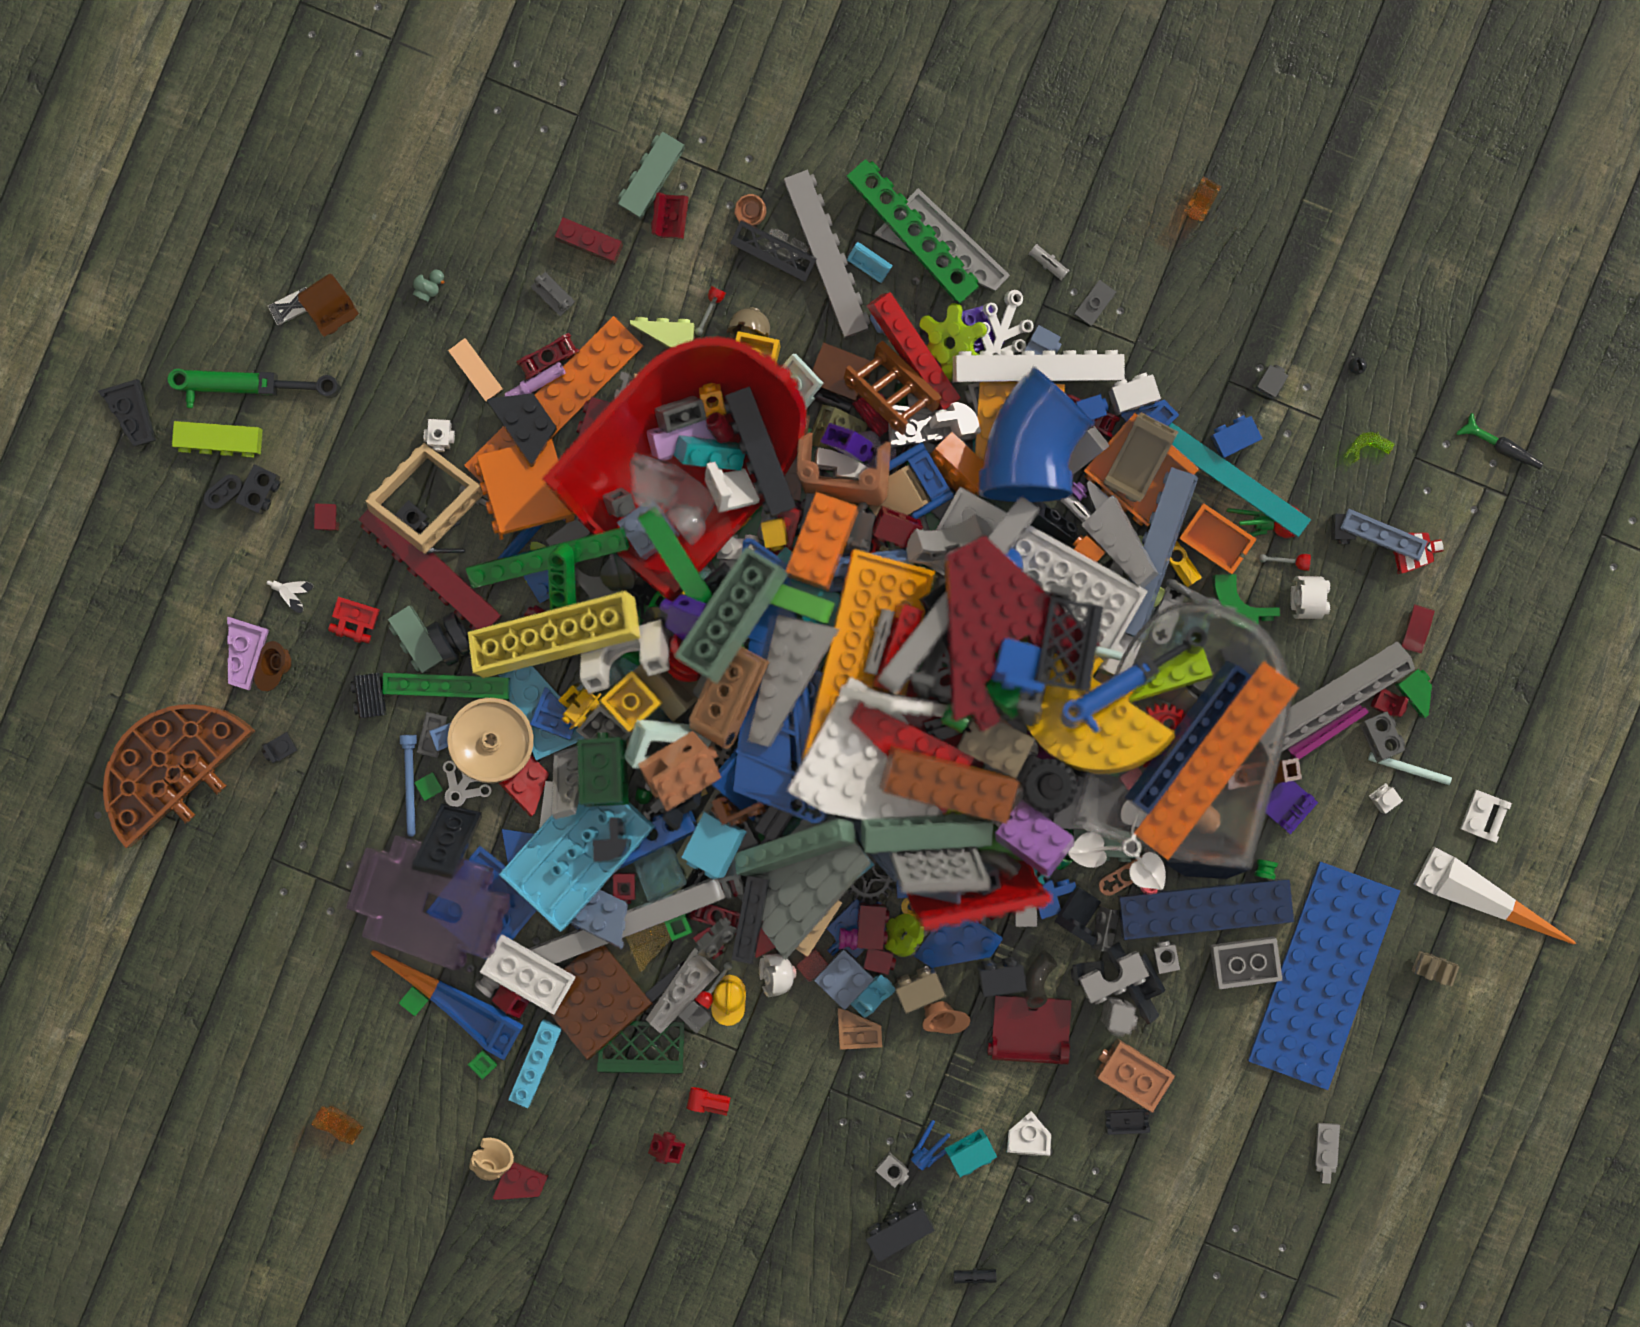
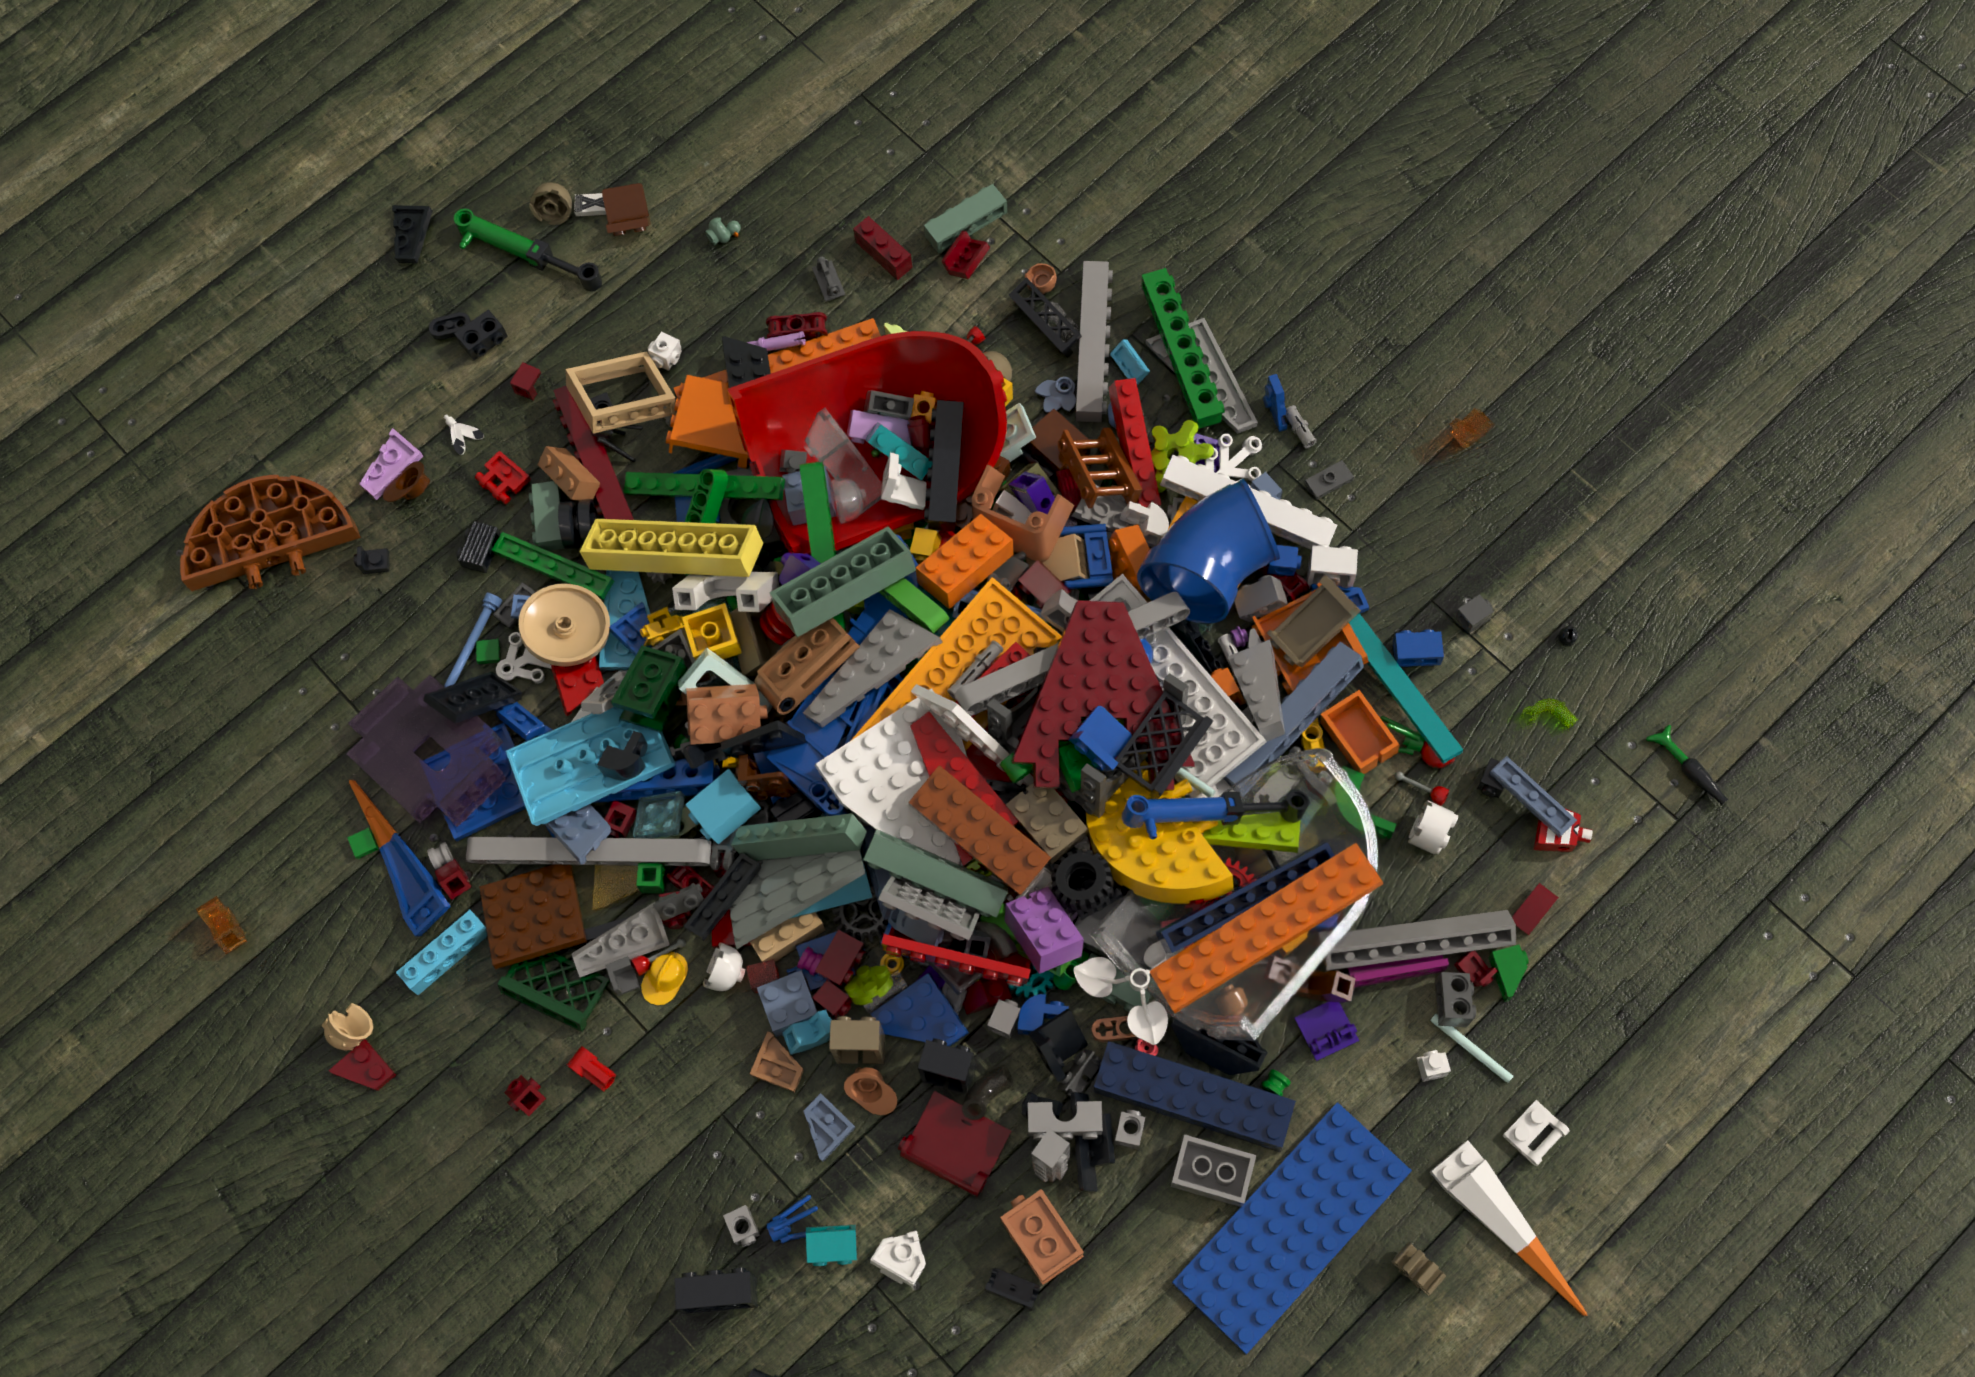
camera: 30 degrees right, 20 degrees down
(216, 437) = (470, 280): lime brick -> none
(252, 325) = (551, 203): none -> dark tan cylinder
(417, 595) = (568, 473): none -> medium nougat brick
(475, 369) = (726, 312): light nougat tile -> none
(482, 1064) = (393, 933): green tile -> none
(495, 839) = (520, 720): none -> blue hinge
(528, 974) = (481, 857): white plate -> none
(724, 784) = (763, 739): none -> black wing
(815, 324) = (1055, 396): none -> sand blue plate
(921, 1061) = (826, 1126): none -> sand blue wing
(1016, 246) = (1275, 401): none -> blue wing

